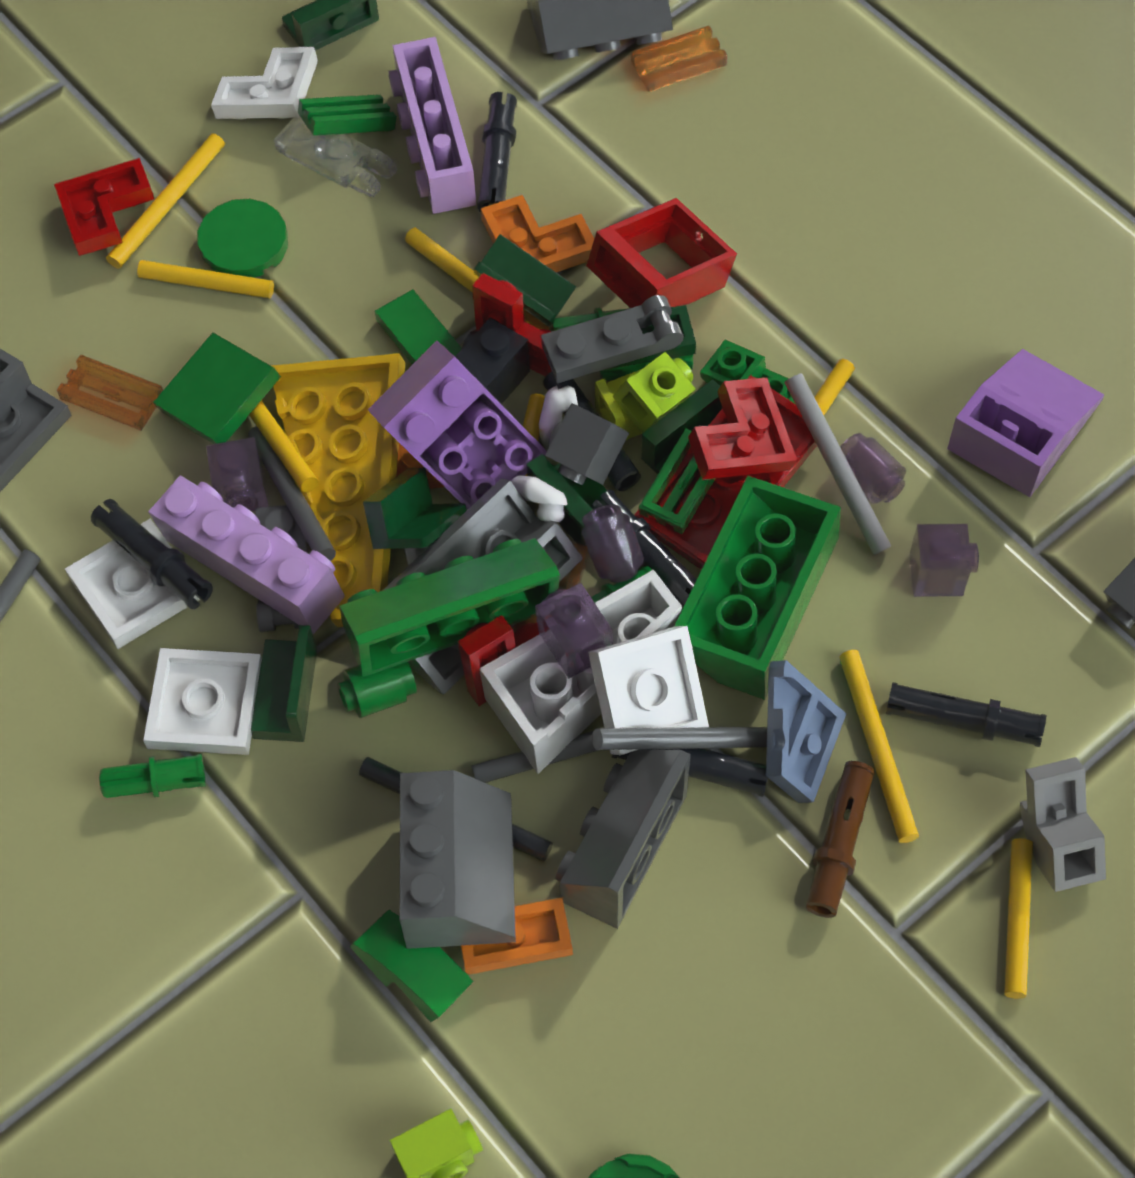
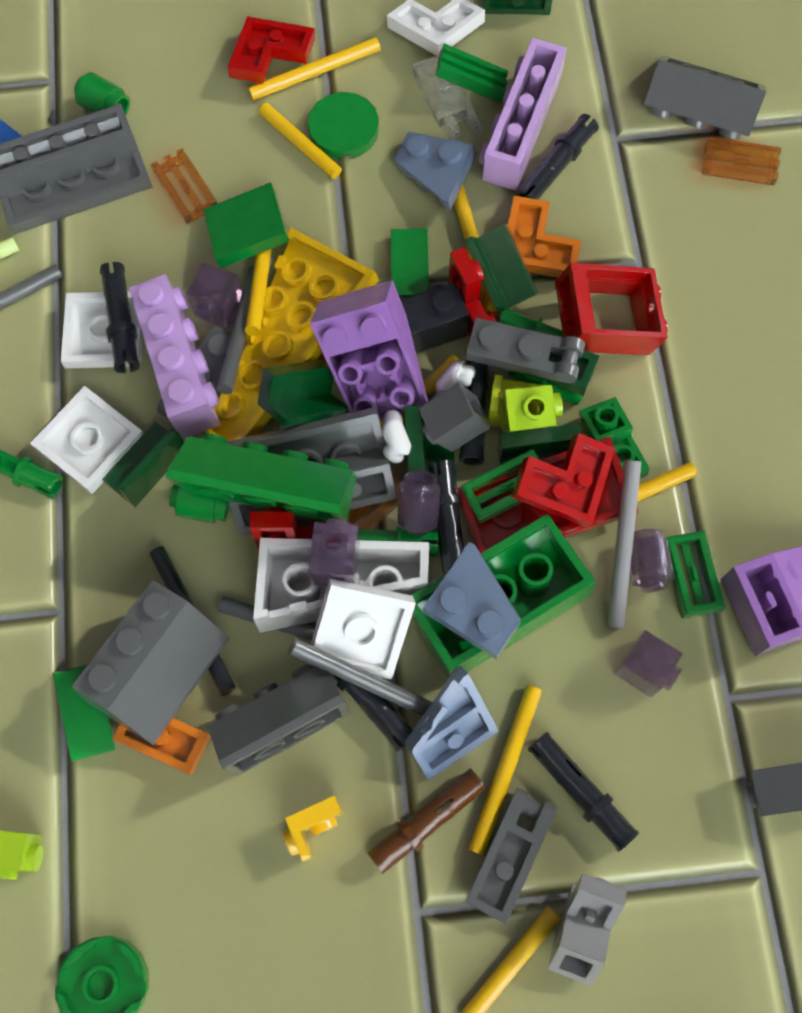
camera: 35 degrees right, 10 degrees up
(373, 223) = (436, 164): none -> sand blue wing
(733, 904) = (318, 818): none -> yellow bracket
(743, 595) = (474, 604): none -> sand blue wing
(919, 471) = (686, 609): none -> green tile
(944, 818) = (510, 857): none -> dark grey plate

